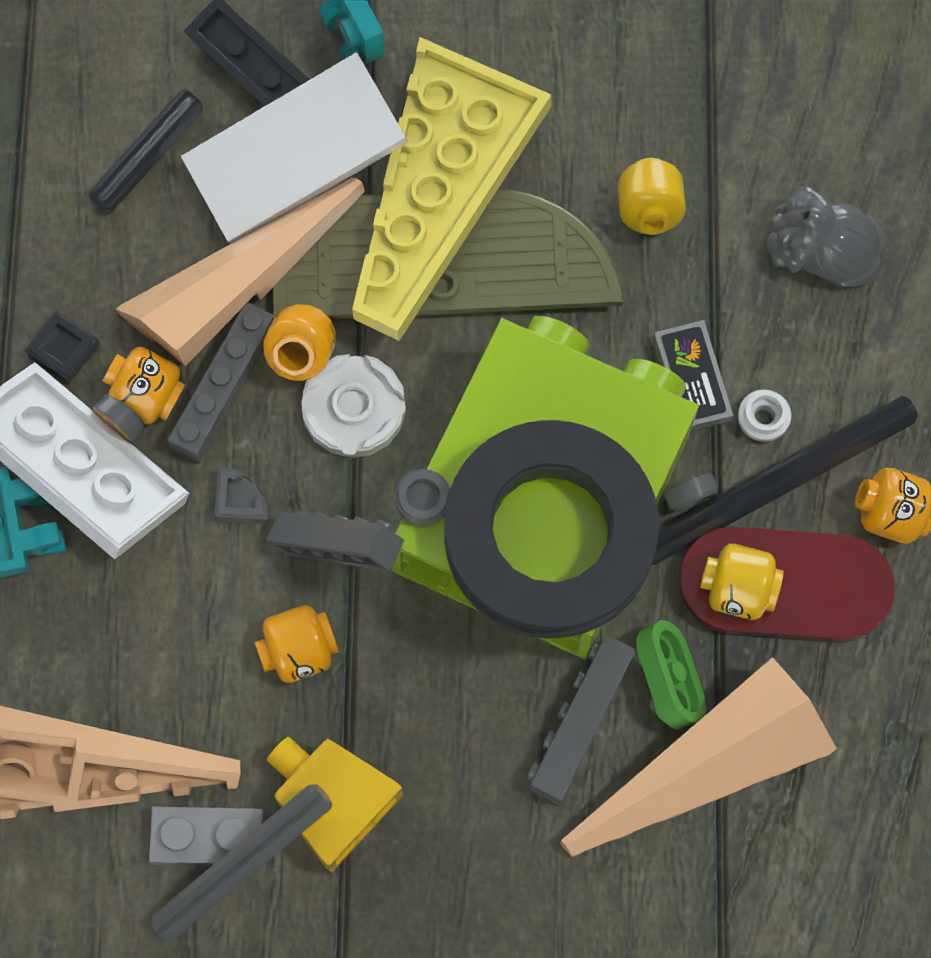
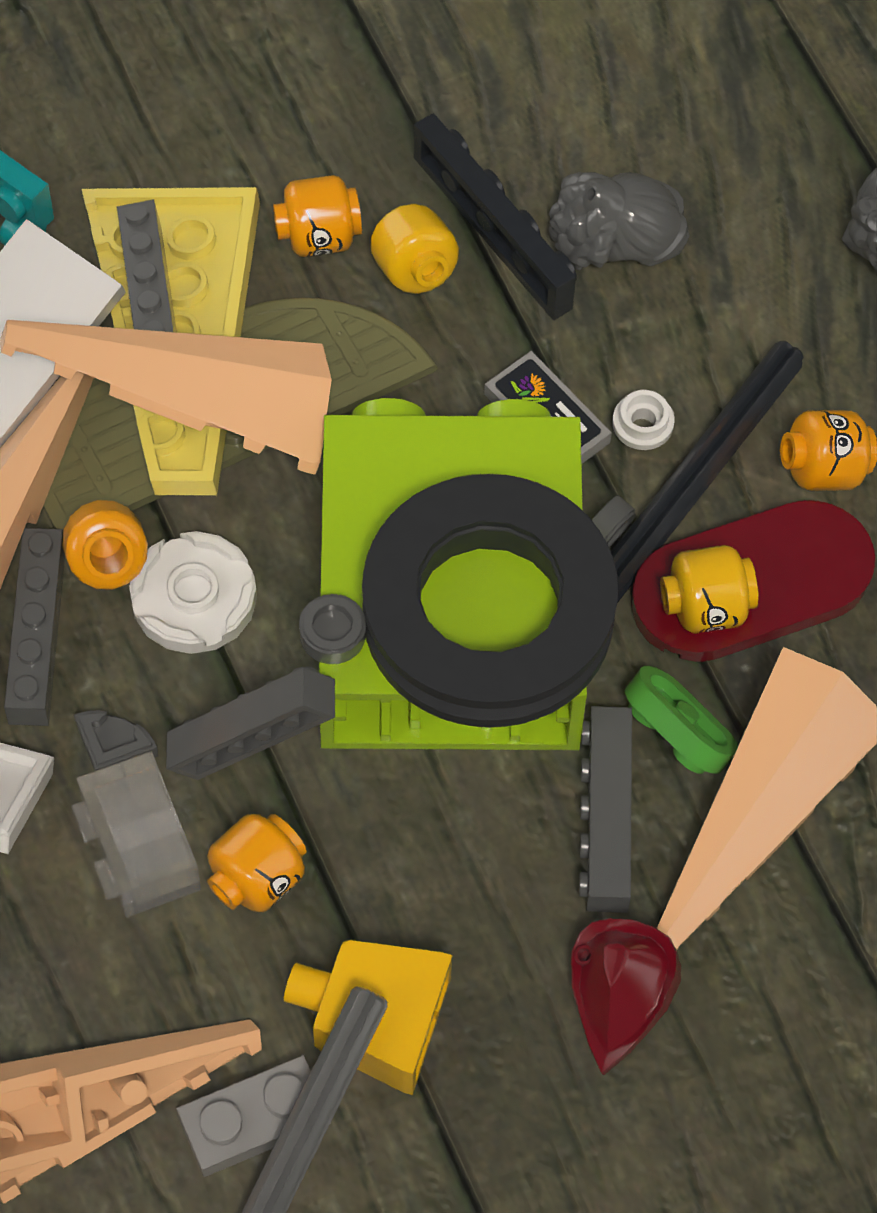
camera: 25 degrees left, 10 degrees down
(219, 582) = (137, 835): none -> clear brick
(425, 147) = (146, 267): none -> dark grey piece
(454, 263) = (245, 385): none -> light nougat wedge
(523, 864) = (622, 984): none -> dark red piece
(590, 136) = (318, 216): none -> light orange head
(735, 214) = (483, 203): none -> black plate

